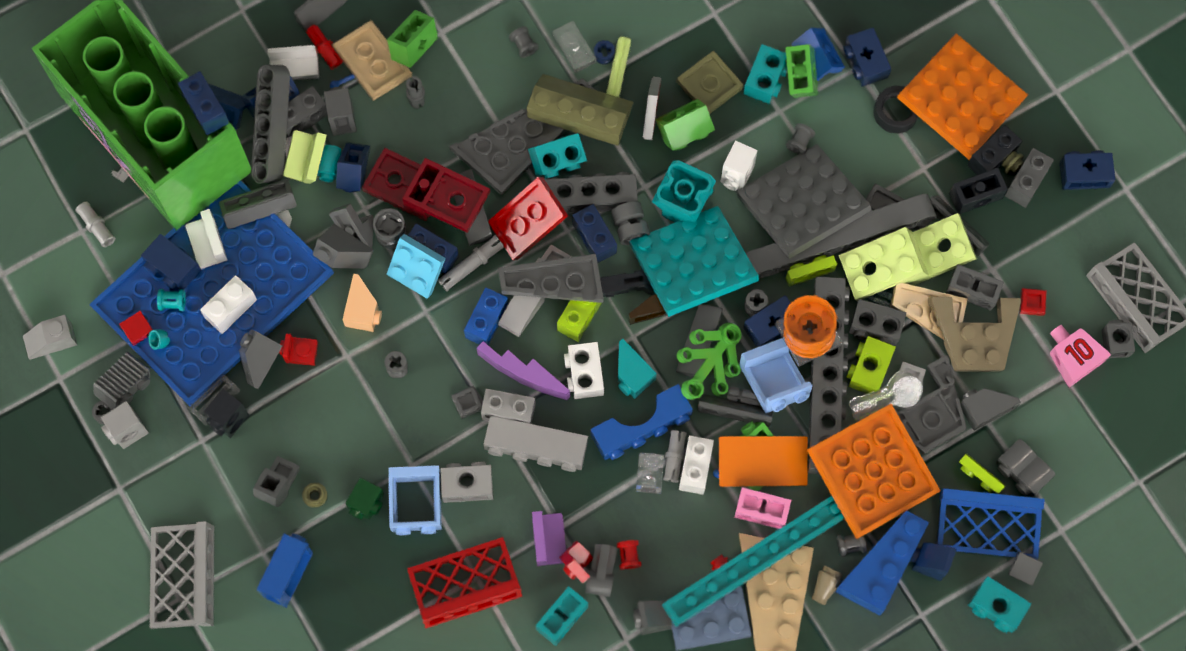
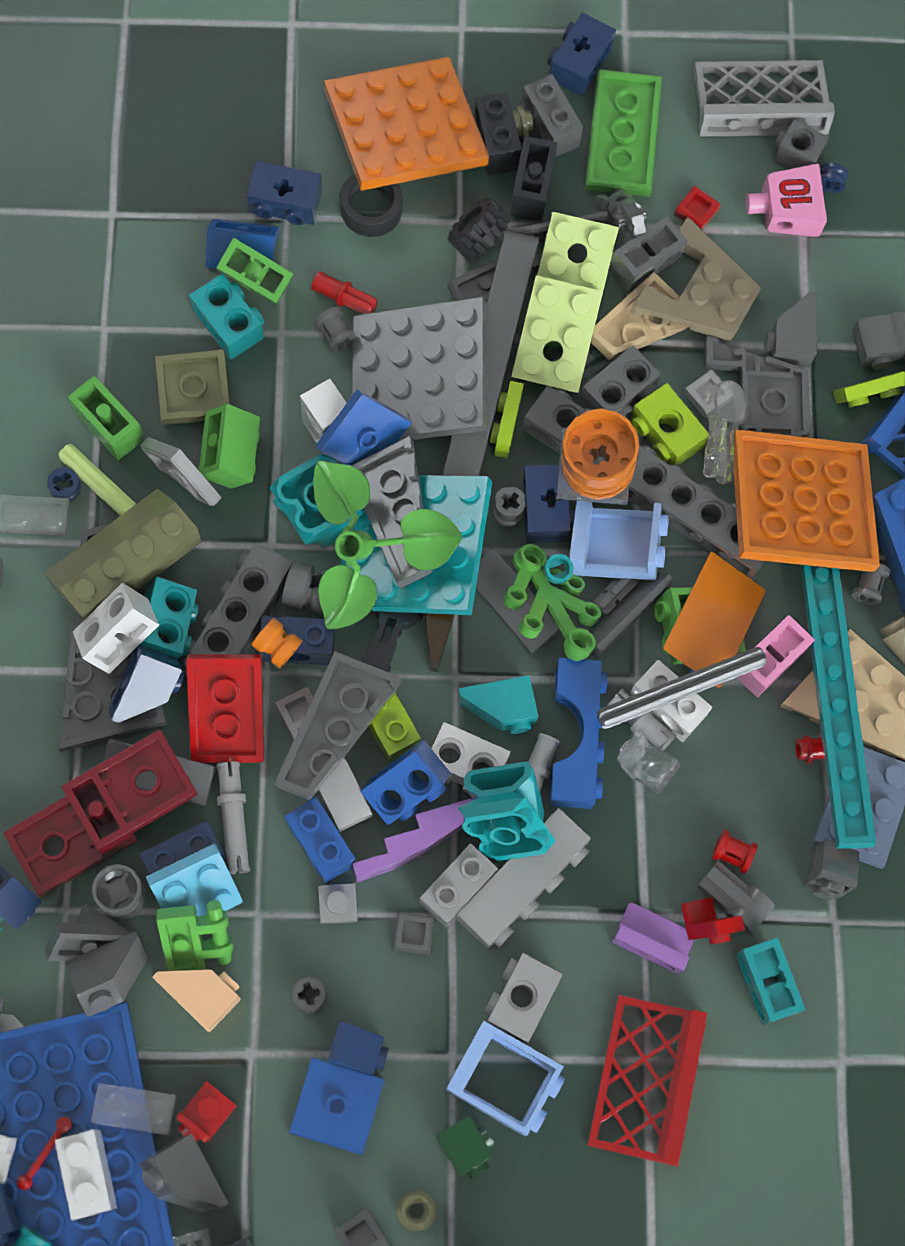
camera: 65 degrees left, 0 degrees up
(248, 278) = (63, 1125): none -> red hinge
(277, 308) = (133, 1109): none -> clear plate
(345, 418) = (336, 1106): none -> blue plate
(381, 406) = (358, 1049): none -> dark blue slope
(386, 275) = (182, 939): none -> bright green plate
(458, 350) = (337, 903): none -> light grey plate
(513, 166) = (145, 683): none -> slope
(532, 129) = (115, 628): none -> white brick
(547, 342) = (402, 778): none -> blue brick
(563, 405) = (506, 812): none -> teal piece
(579, 219) = (276, 642): none -> orange wheel
(604, 413) = (542, 757): none -> light grey pin
(634, 239) = (345, 593): none -> bright green plant
(656, 47) = (106, 418): none -> bright green brick
(702, 461) = (681, 687): none -> dark grey axle
(705, 234) = (393, 495): none -> wing
(735, 346) = (554, 562): none -> teal hinge
(738, 190) = (362, 429): none -> blue plate
(827, 129) = (344, 293): none -> red axle
(920, 179) = (478, 228): none -> black tyre
(992, 256) = (623, 212): none -> dark grey hinge
(1053, 228) = (623, 133): none -> bright green tile
(1112, 370) = (833, 177): none -> dark blue bush

